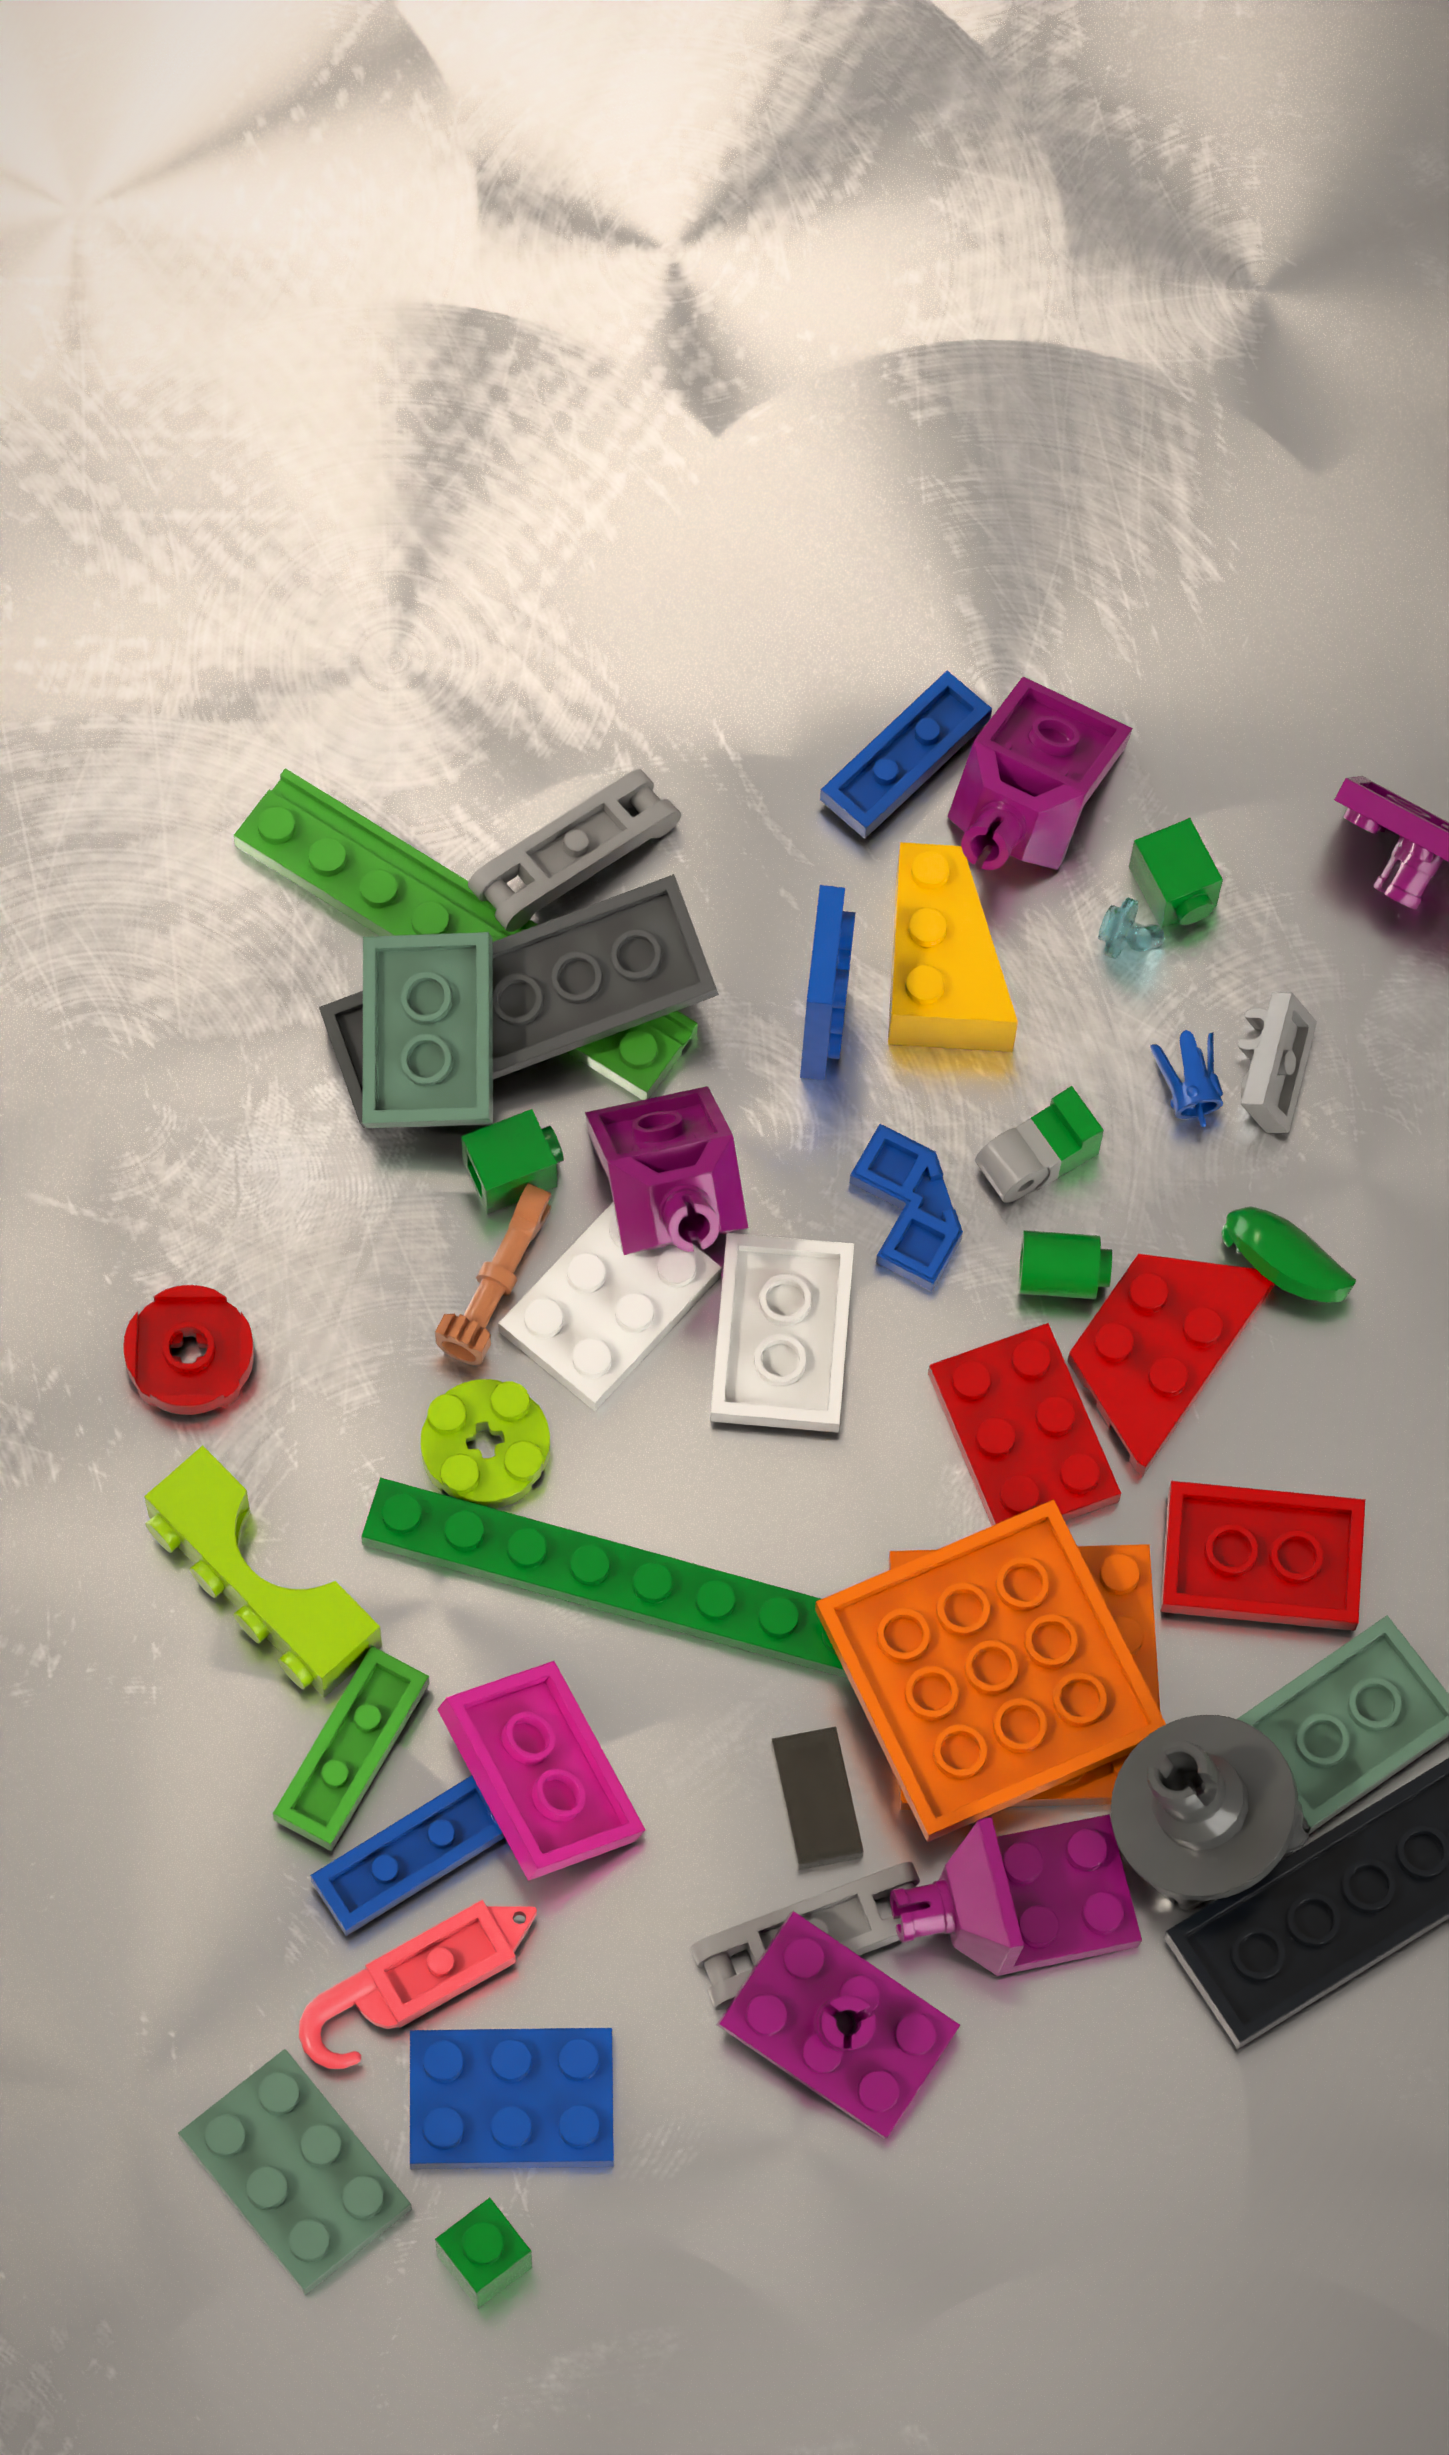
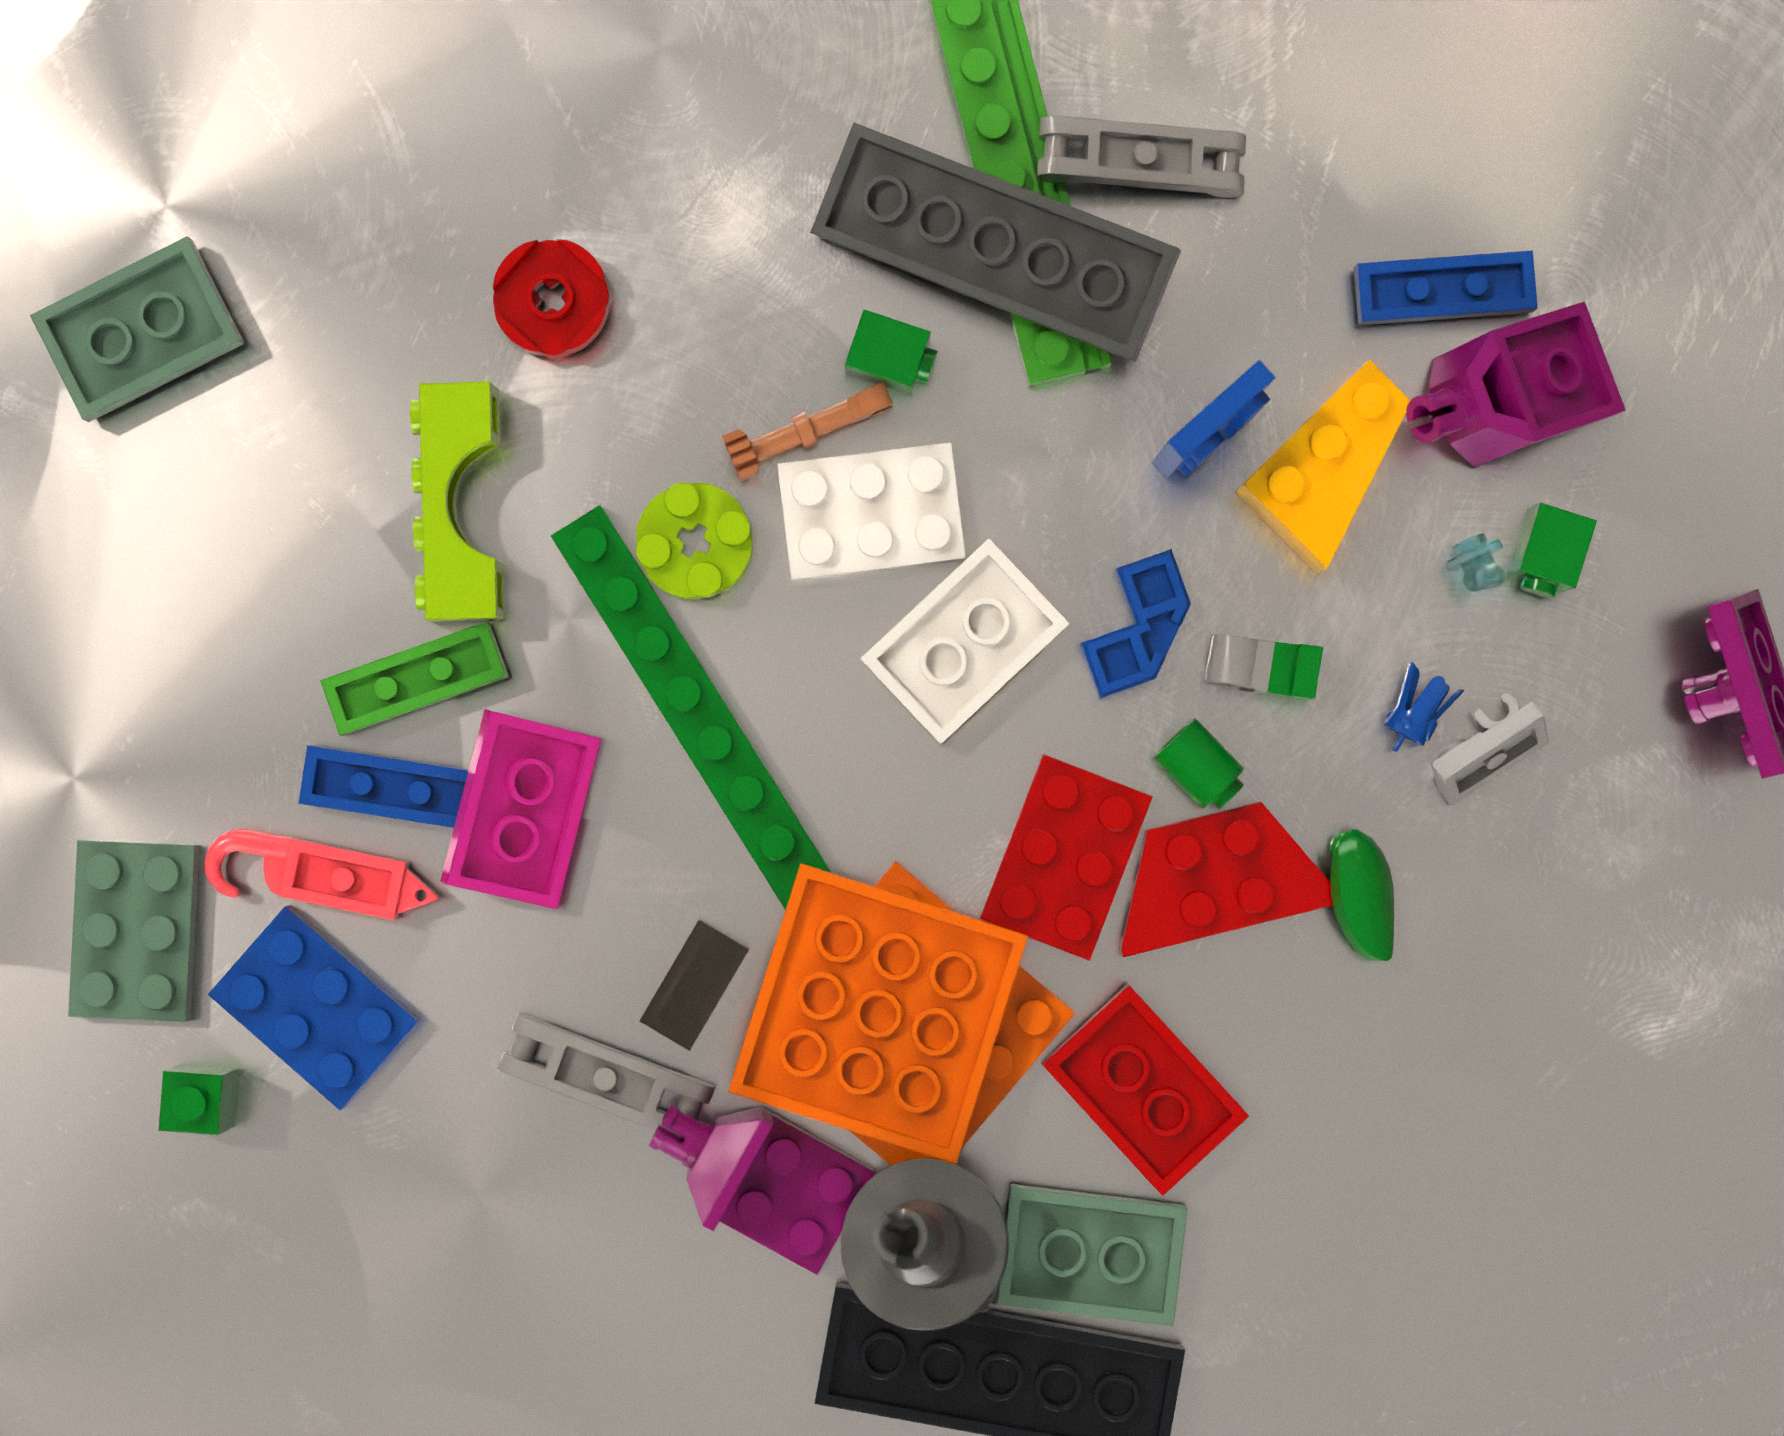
camera: 50 degrees right, 20 degrees up
(427, 1030) = (906, 210): sand green plate -> none
(670, 1170) = (985, 460): magenta plate -> none
(838, 2025) = (562, 1155): magenta plate -> none

